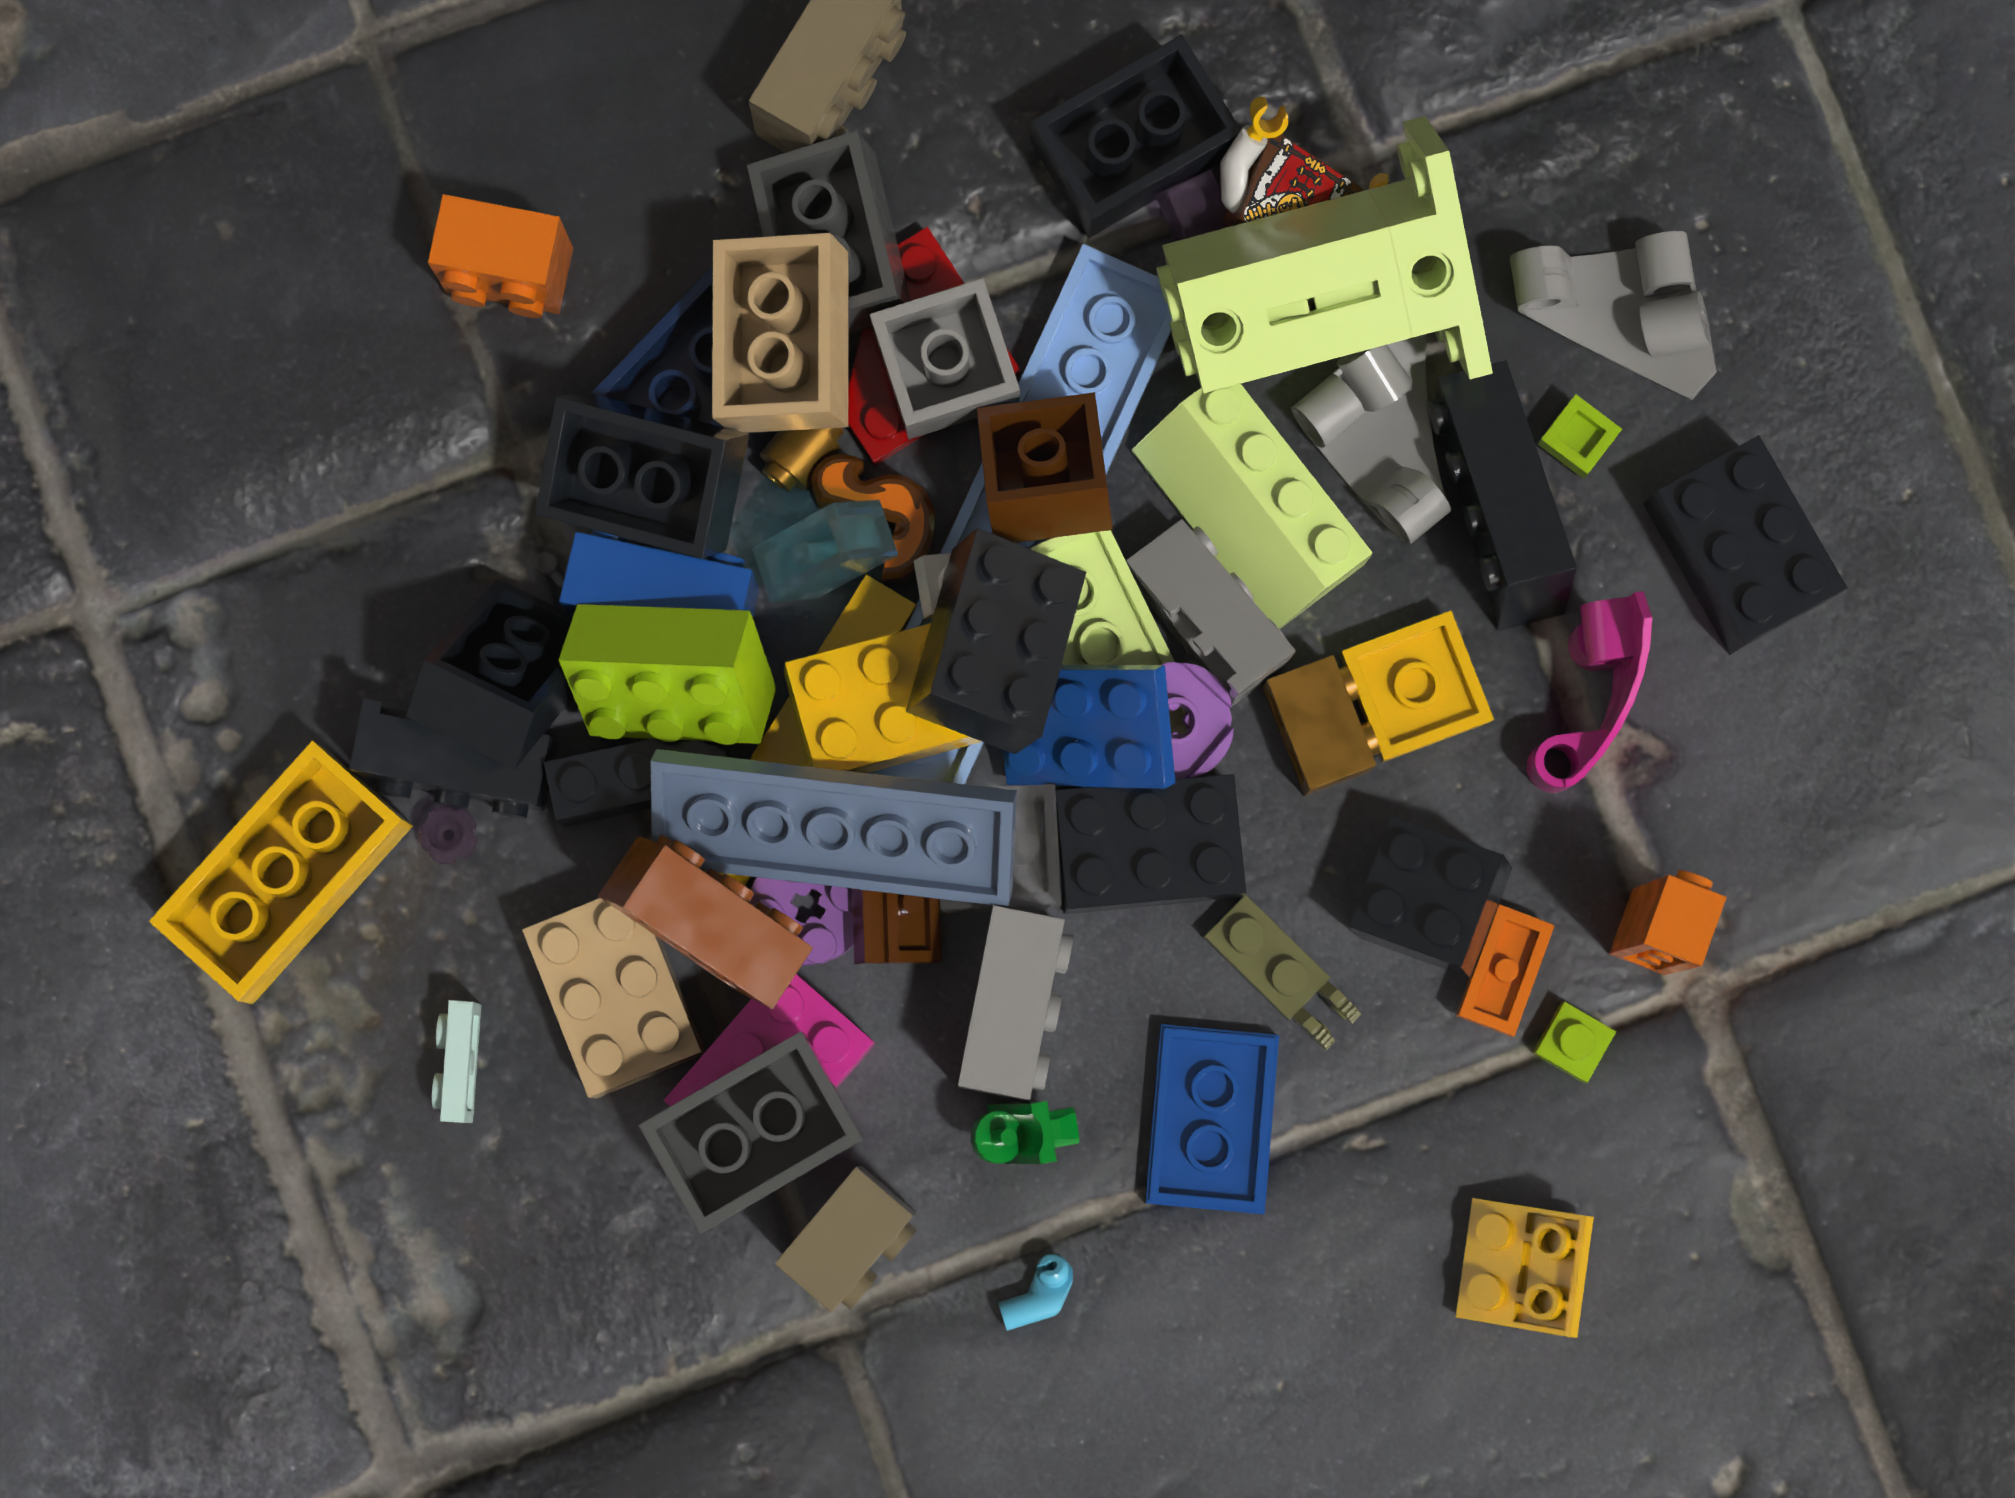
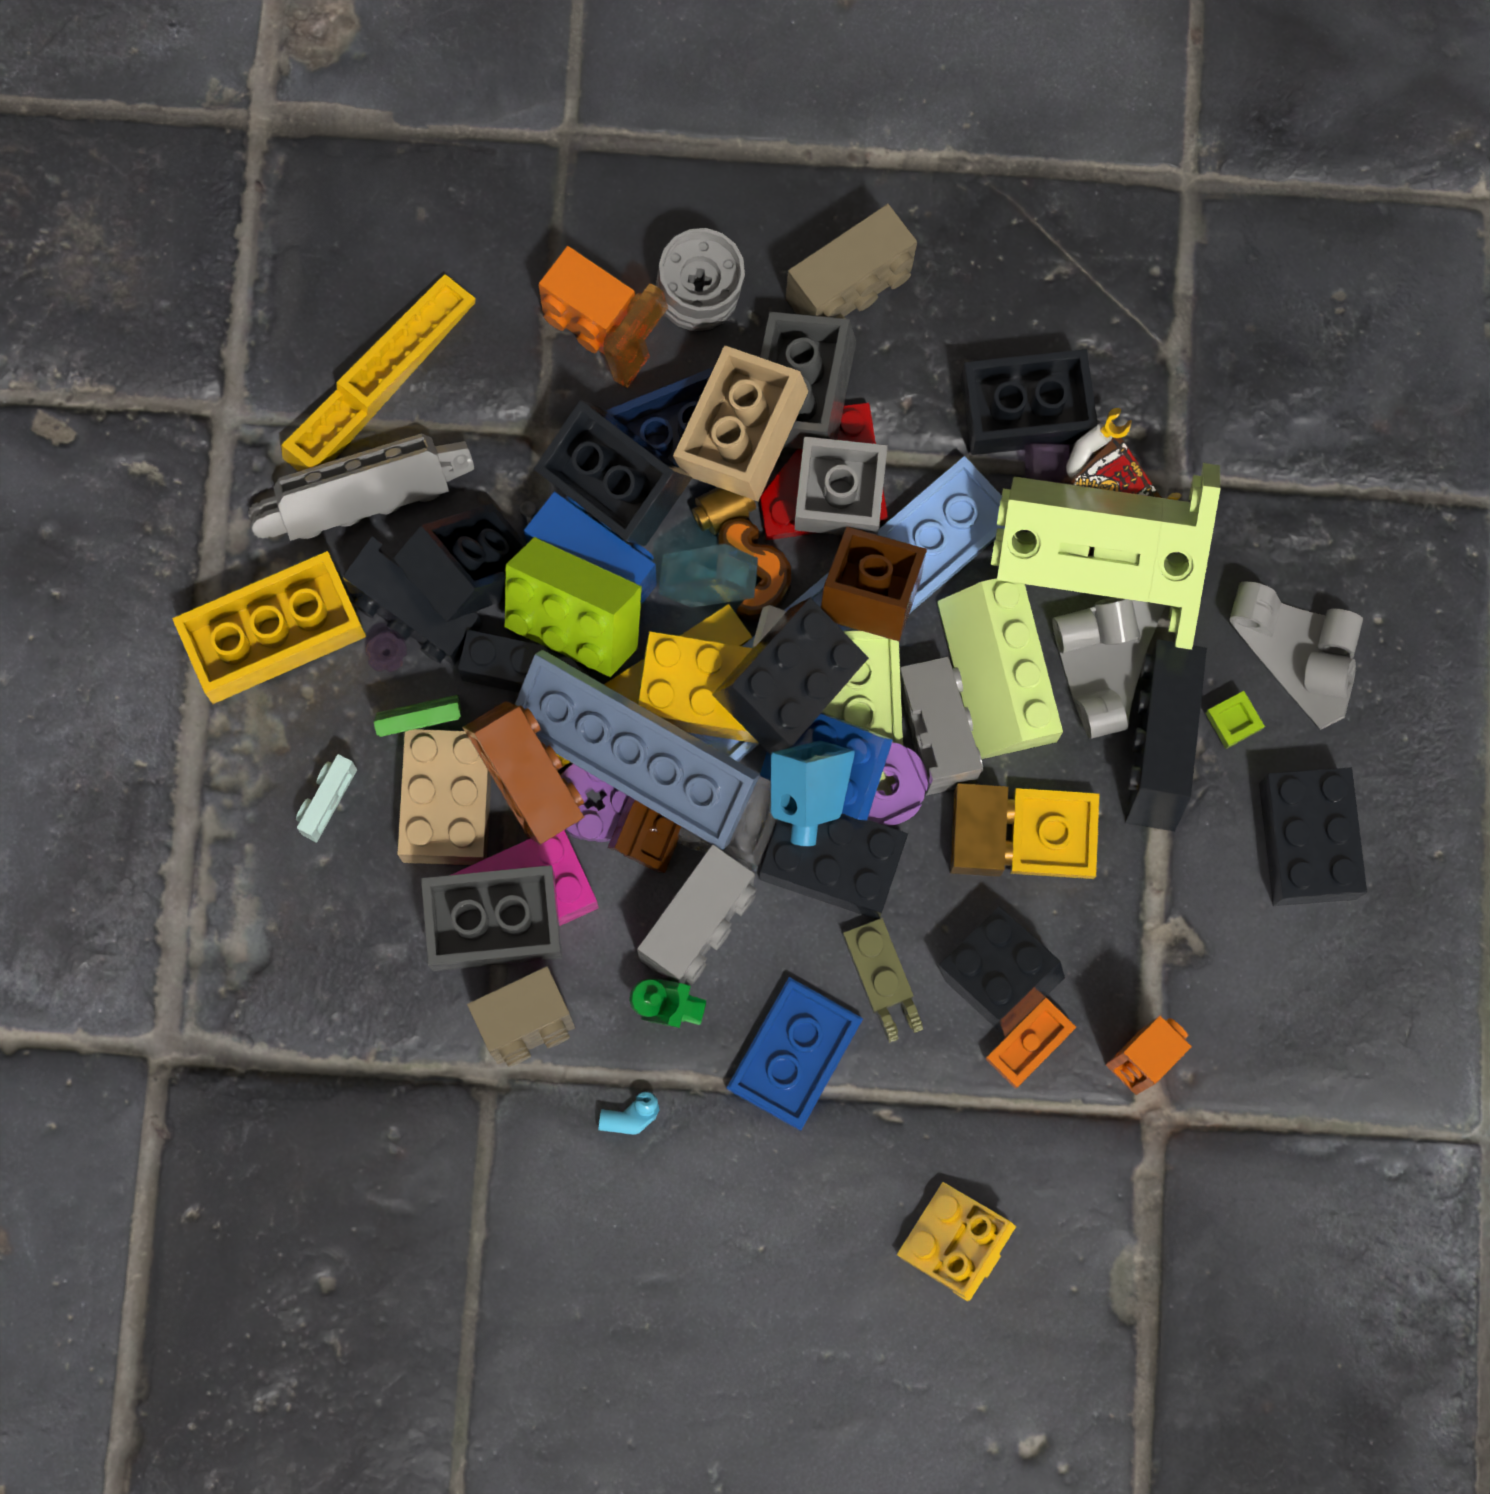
camera: 25 degrees right, 5 degrees down
(267, 477) = (377, 376): none -> yellow slope
(313, 634) = (359, 487): none -> light grey hinge
(530, 903) = (417, 715): none -> bright green tile
(579, 291) = (626, 343): none -> clear orange plate
(639, 128) = (706, 258): none -> light grey wheel
(1086, 775) = (809, 787): none -> dark azure torso
(1574, 1042) = (1056, 1111): lime plate -> none
(1610, 637) = (1188, 859): dark pink panel -> none

